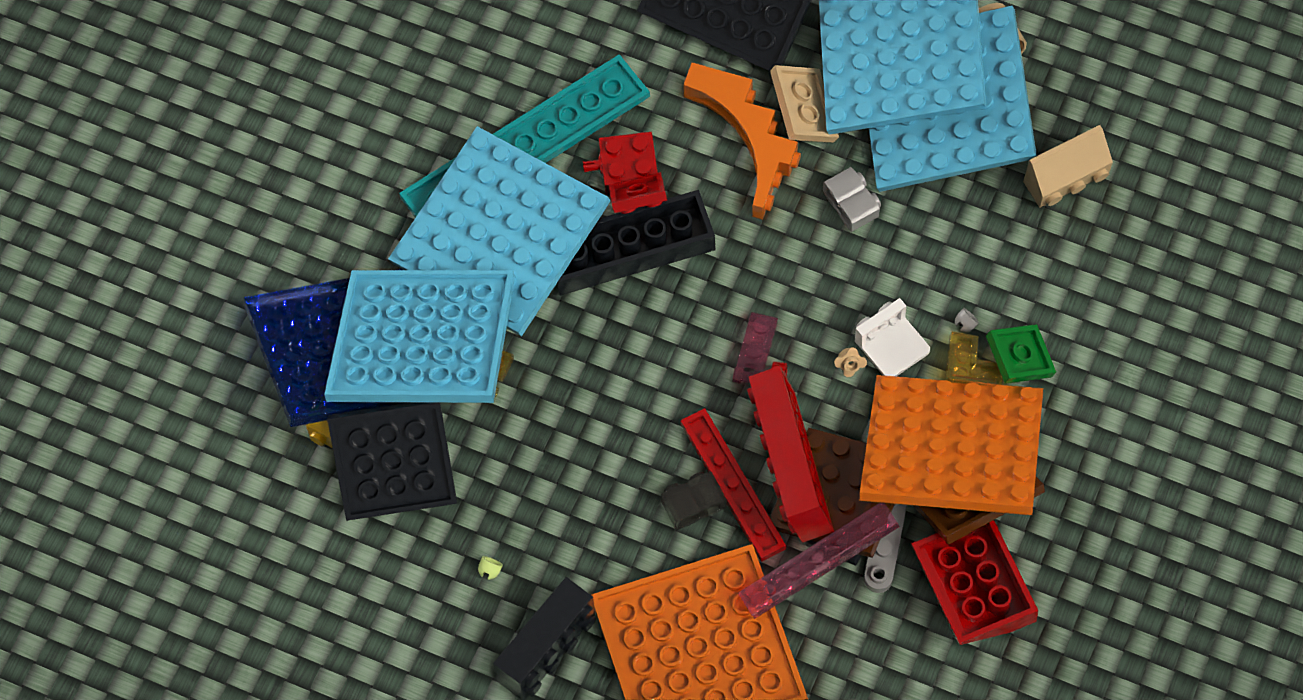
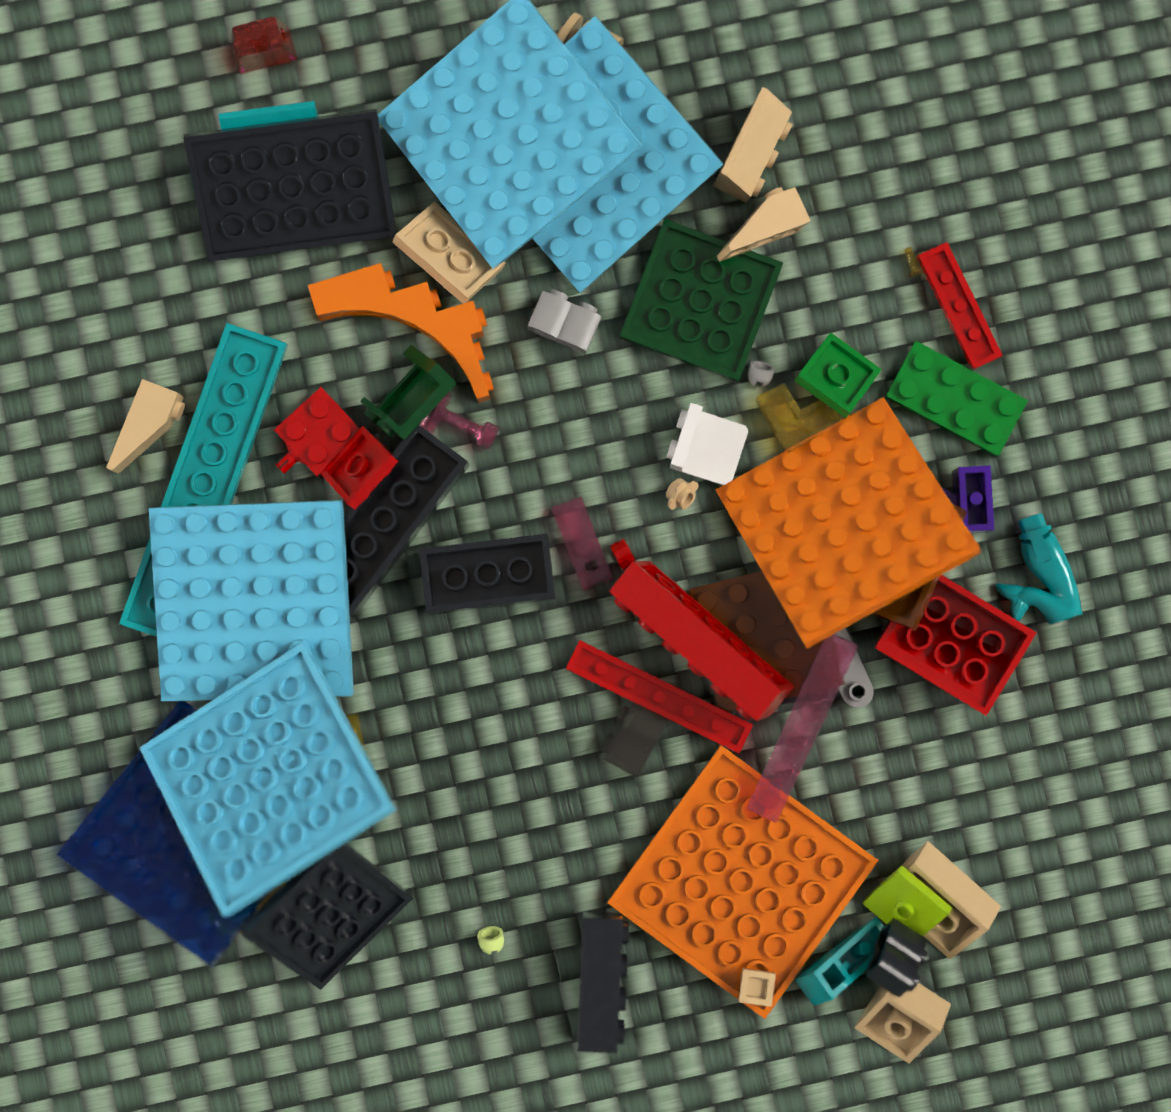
camera: 40 degrees left, 20 degrees up
(515, 82) = (147, 420): none -> tan slope
(673, 322) = (487, 574): none -> black brick
(708, 177) = (412, 397): none -> dark green panel
(741, 235) = (484, 433): none -> clear pink bar
(959, 246) = (700, 306): none -> dark green plate
(1045, 223) = (772, 220): none -> tan slope
(1058, 497) = (974, 493): none -> dark purple brick
(1084, 581) = (1049, 564): none -> teal piece
(1097, 429) = (956, 399): none -> green plate
(1129, 326) = (912, 262): none -> clear yellow piece
(1144, 367) = (959, 306): none -> red plate

